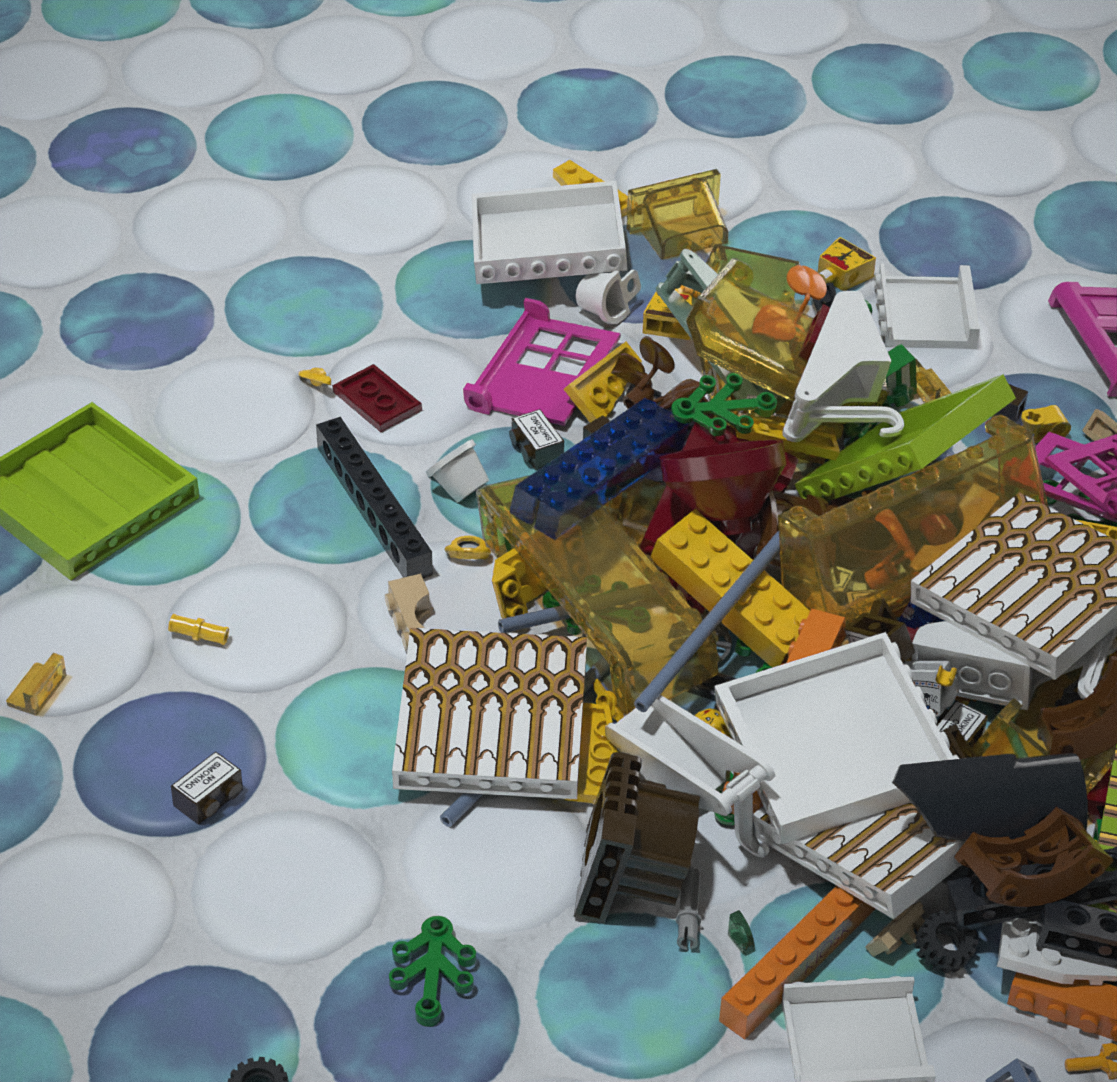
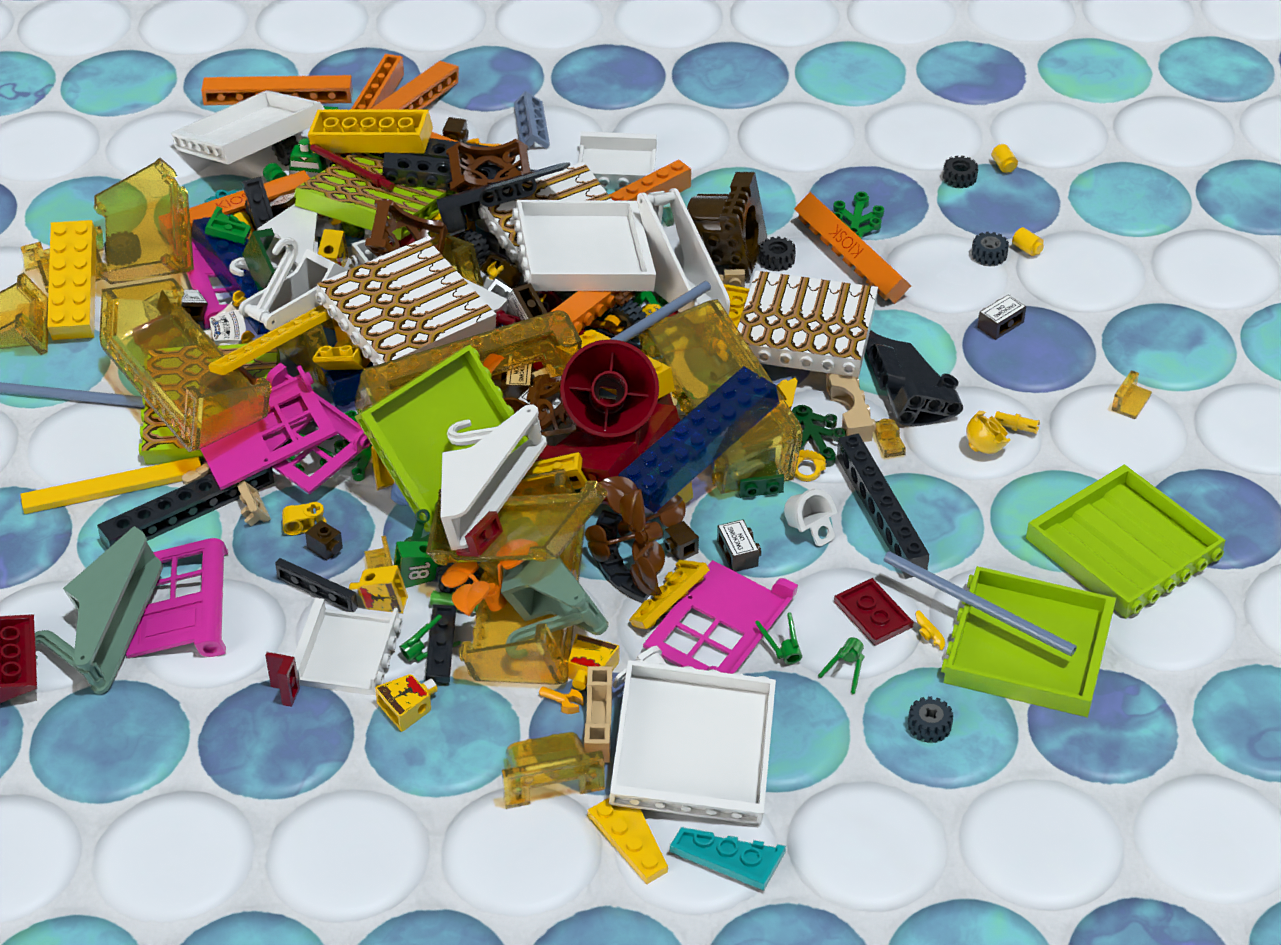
camera: 170 degrees left, 0 degrees up
(154, 937) = (1028, 241): none -> yellow brick
(205, 375) = (1015, 666): none -> lime panel
(222, 910) = (990, 248): none -> black wheel
(239, 587) = (986, 434): none -> yellow cylinder
(263, 378) = (980, 604): none -> sand blue piece
(314, 297) = (930, 719): none -> black wheel
(340, 670) = (912, 385): none -> black panel
(366, 595) = (889, 438): none -> clear yellow slope
(399, 349) = (849, 652): none -> green plant
(439, 884) = (852, 247): none -> orange brick
(465, 342) = (789, 648): none -> green plant
(480, 616) = (805, 416): none -> dark green plant
(484, 177) = (741, 860): none -> teal wing
(551, 888) = (777, 253): none -> black tyre
(644, 256) = (599, 710): none -> tan arch
(689, 409) = (618, 464): green plant -> none
(921, 343) = (381, 589): none -> yellow torso
(973, 254) = (284, 676): none -> dark red panel
(989, 358) = (316, 585): none -> black tile

